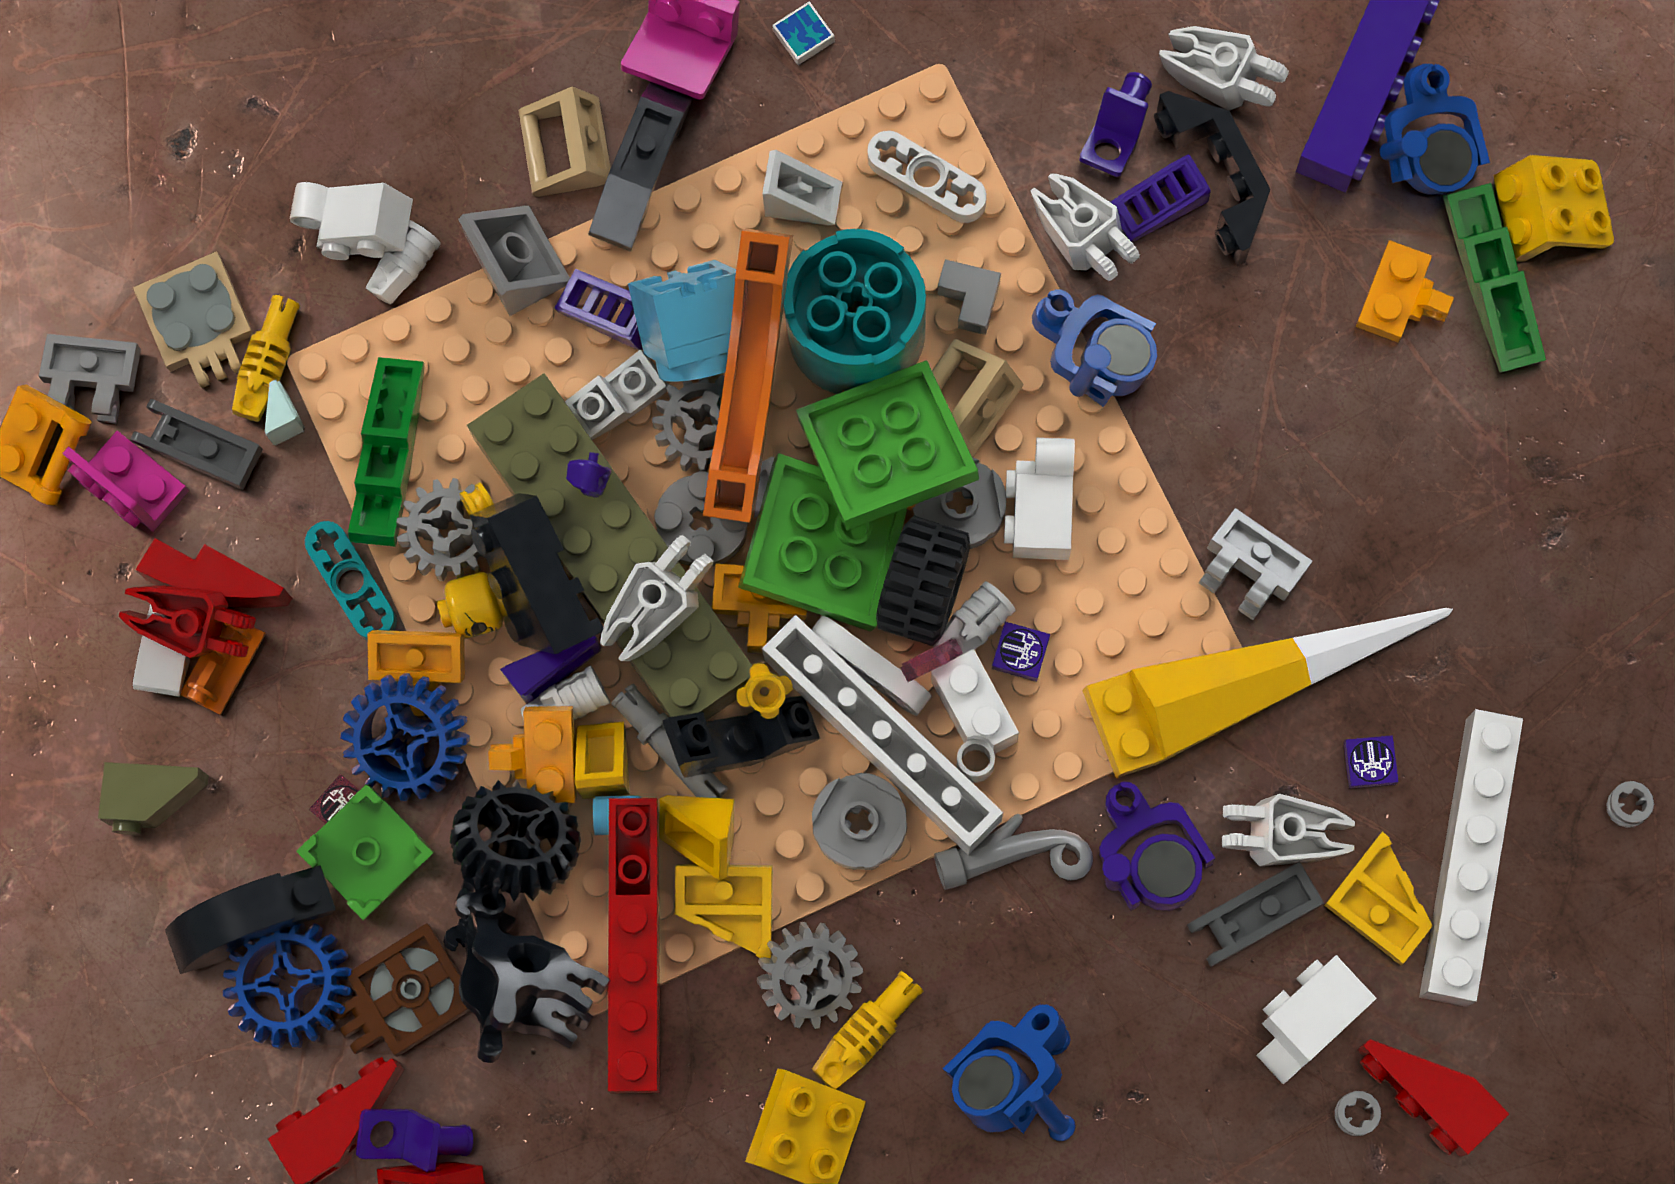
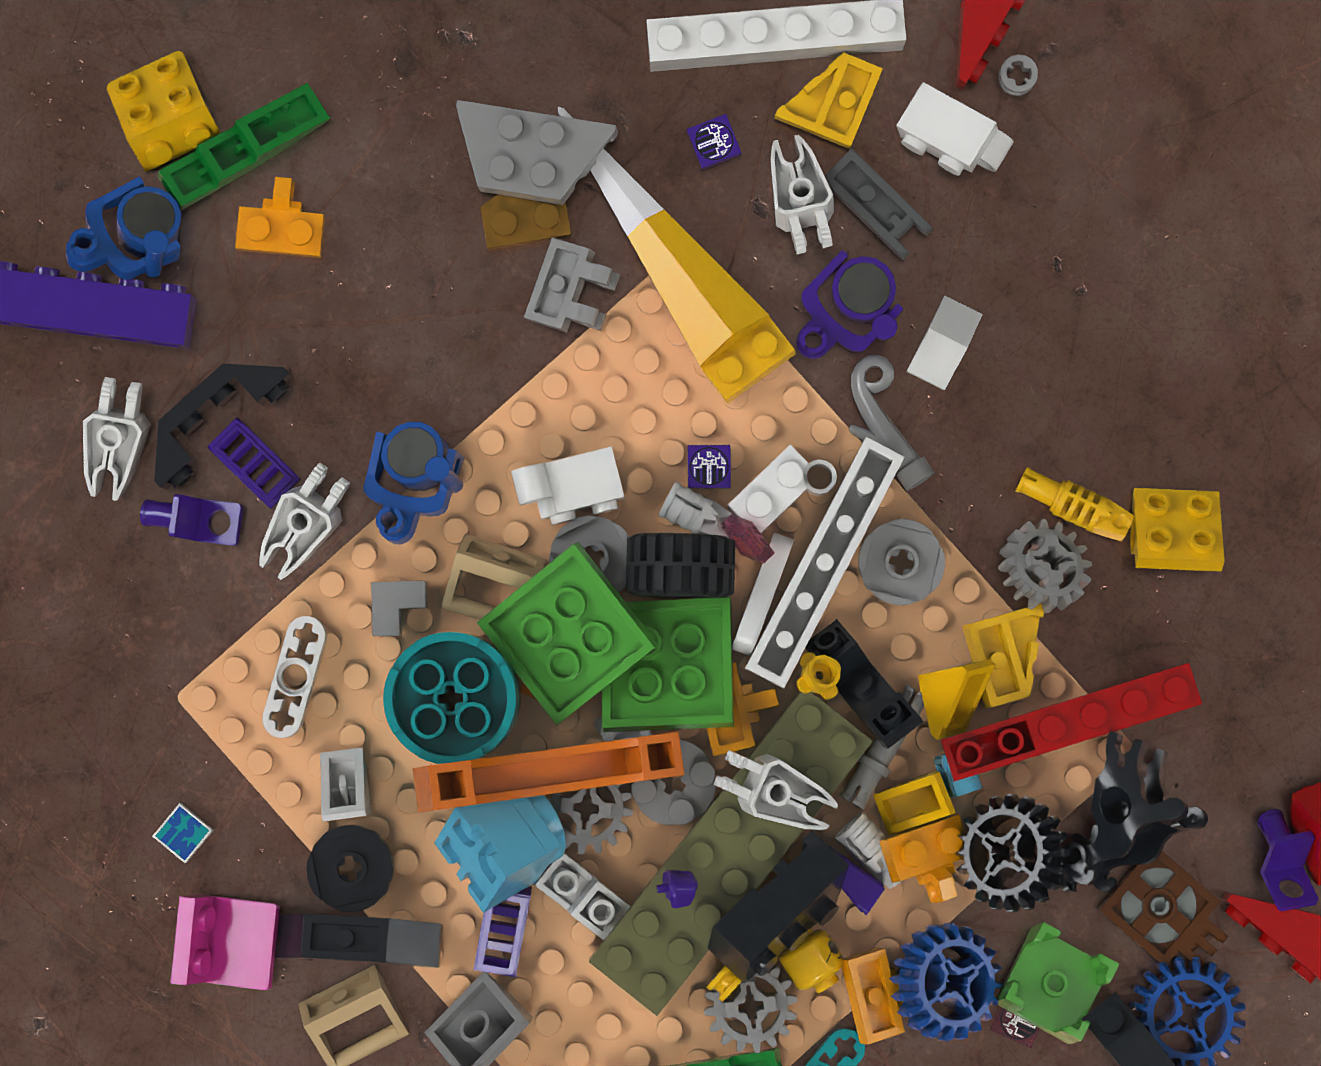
camera: 110 degrees left, 10 degrees up
(721, 202) = (337, 889): none -> black plate
(996, 1089) = (1094, 378): blue piece -> none
(1084, 944) = (944, 343): none -> white slope
(1350, 548) = (522, 221): none -> pearl gold wing
(1411, 563) = (530, 151): none -> light grey wing

